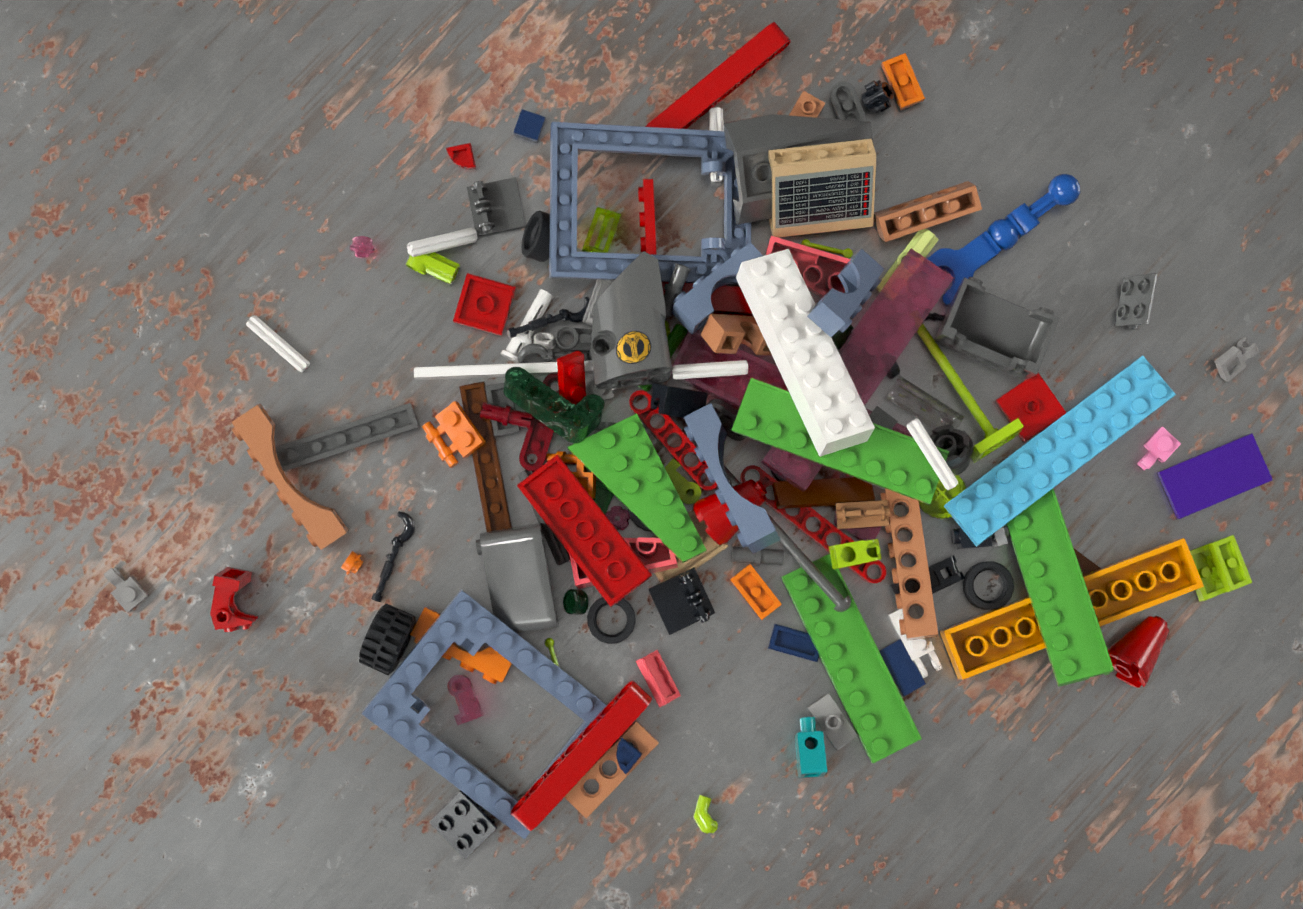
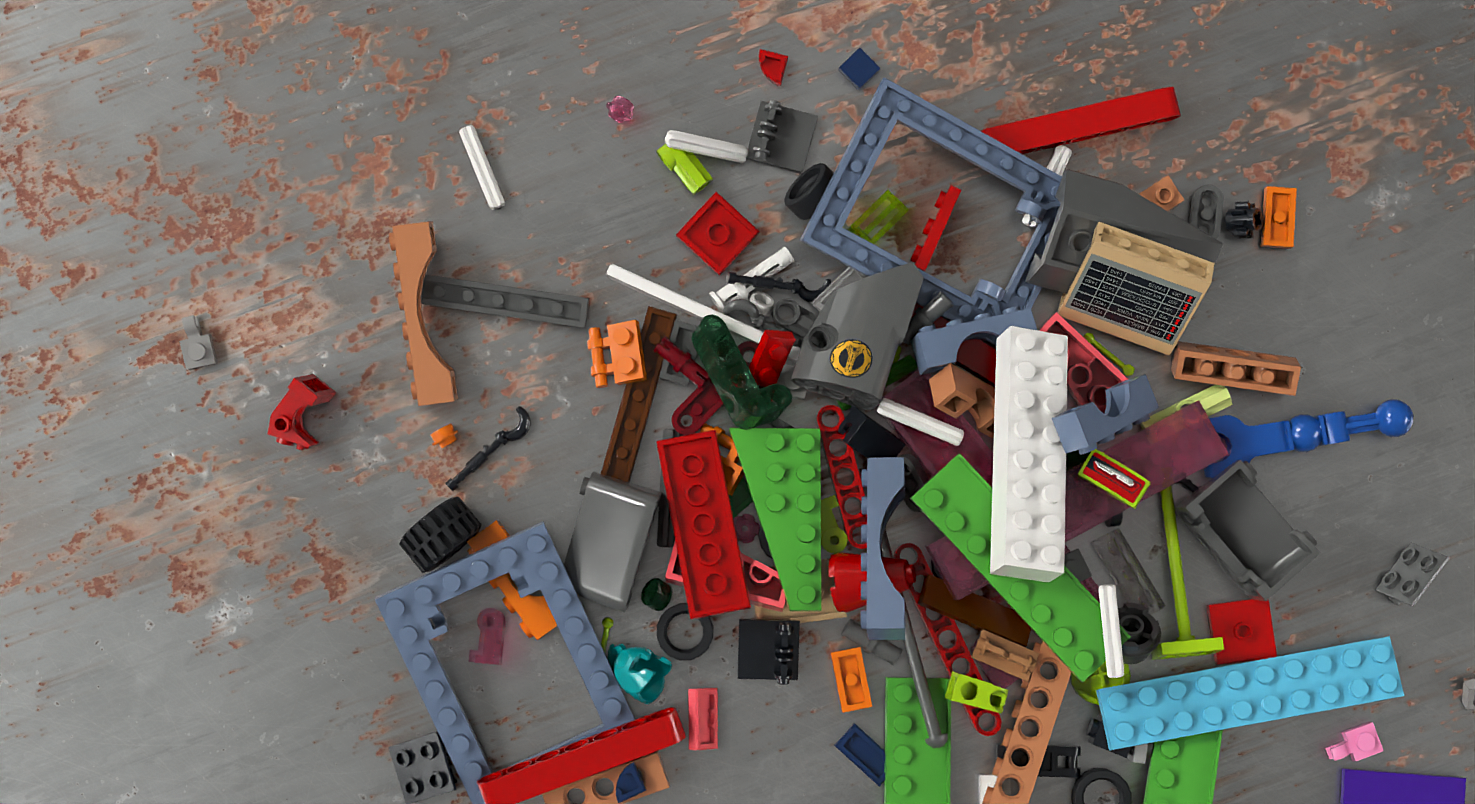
camera: 30 degrees right, 0 degrees up
(591, 667) = (639, 671): none -> teal helmet
(877, 338) = (1114, 478): none -> slope

